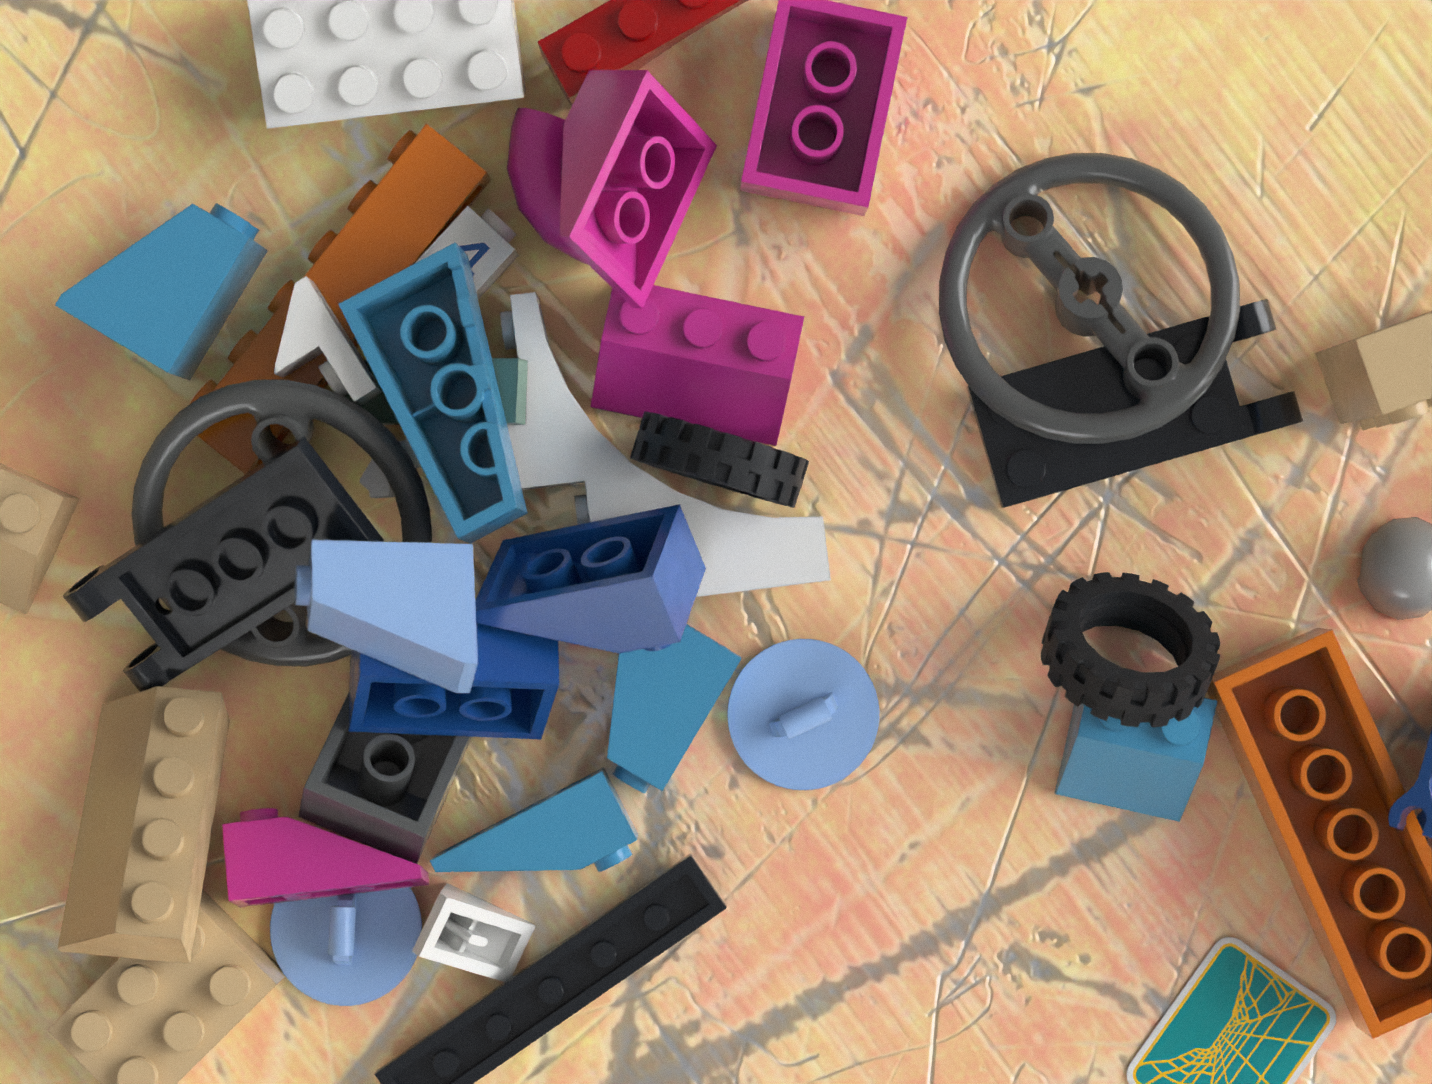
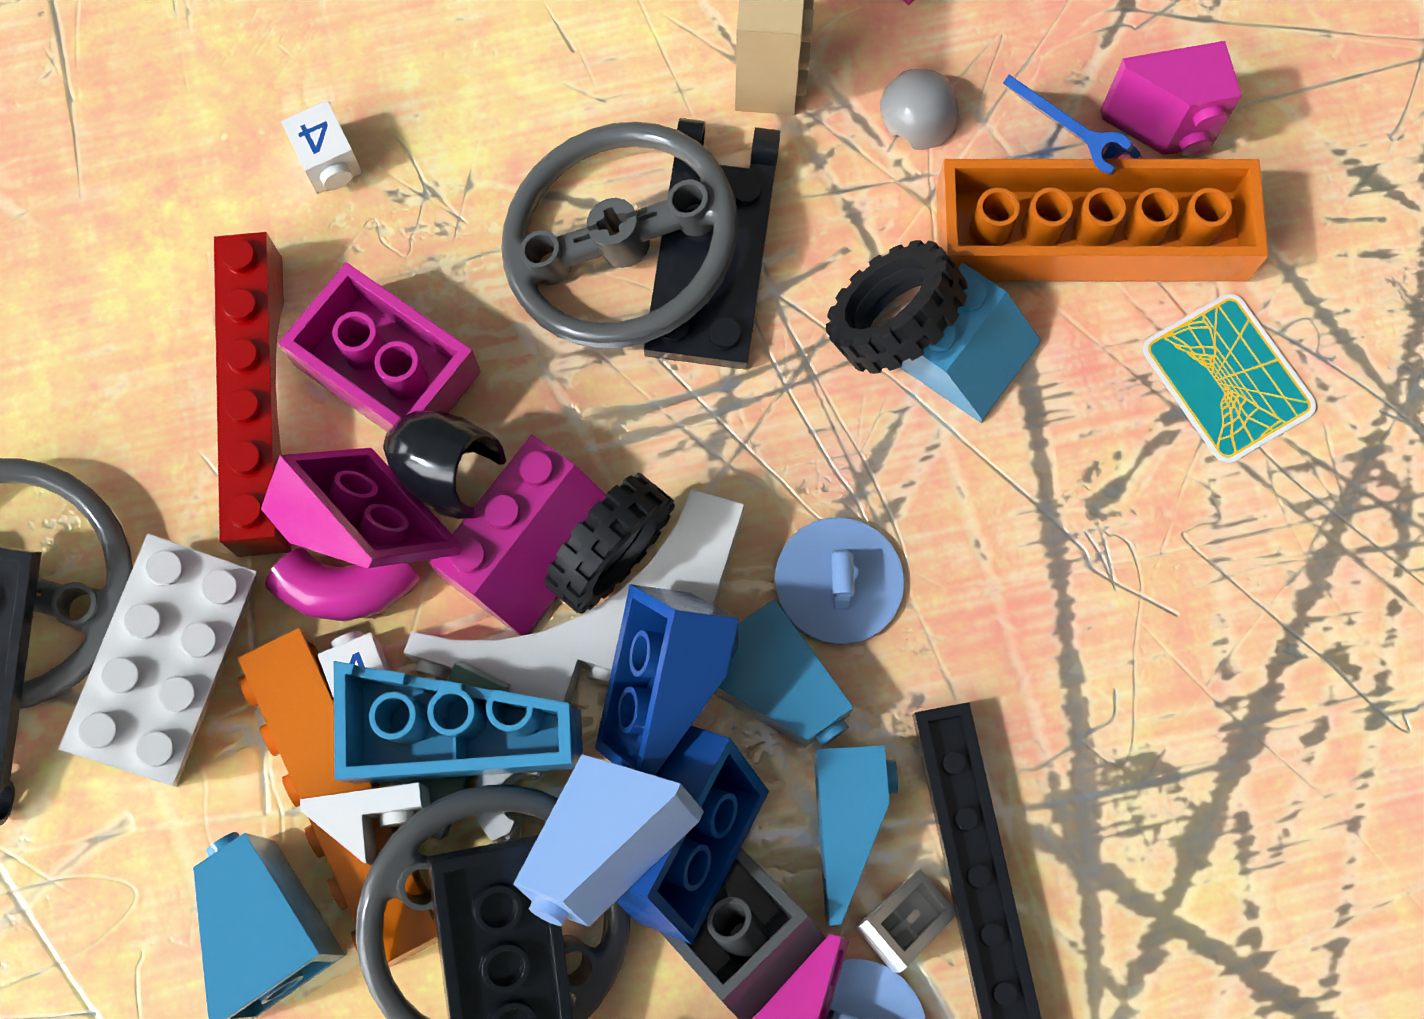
camera: 65 degrees left, 15 degrees down
(728, 224) = (426, 454): none -> black piece

